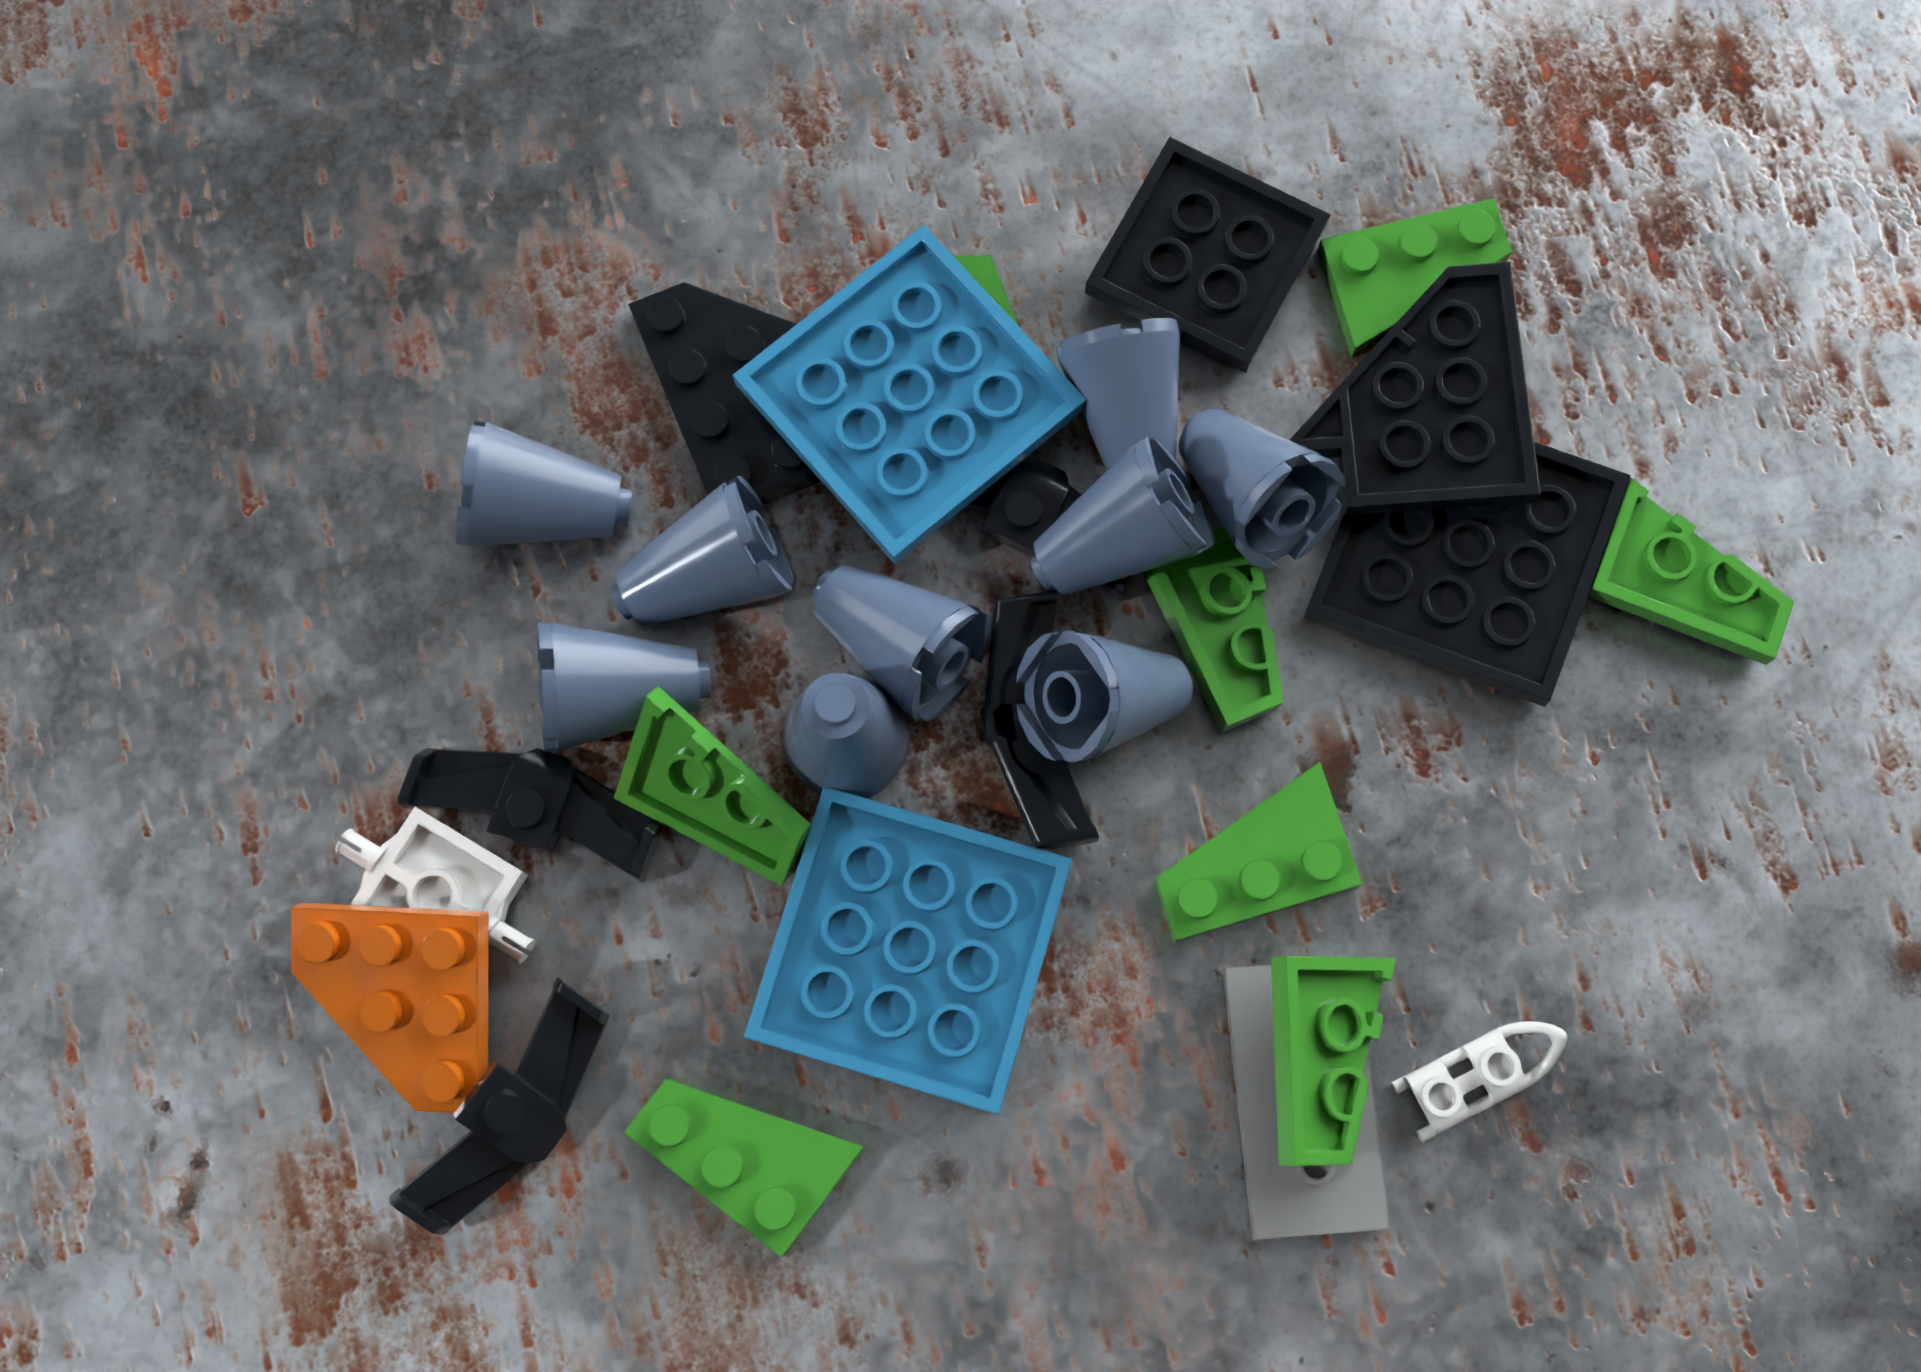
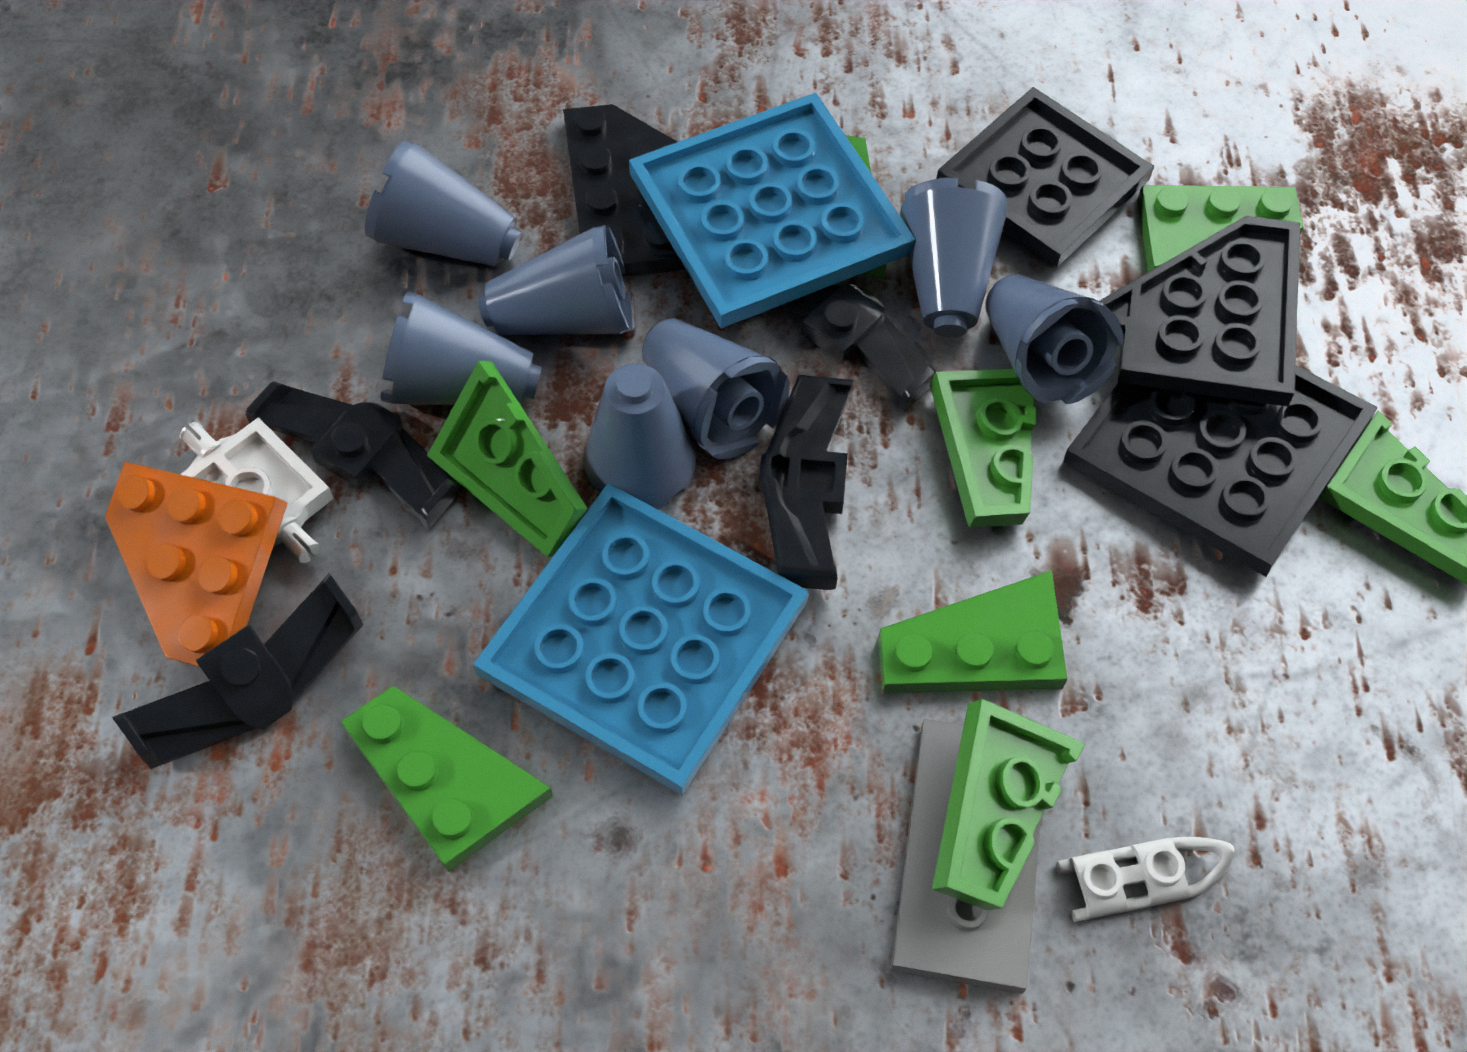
camera: 10 degrees right, 15 degrees down
(1096, 693) = (867, 452): sand blue cone -> none
(1124, 524) = (921, 333): sand blue cone -> none

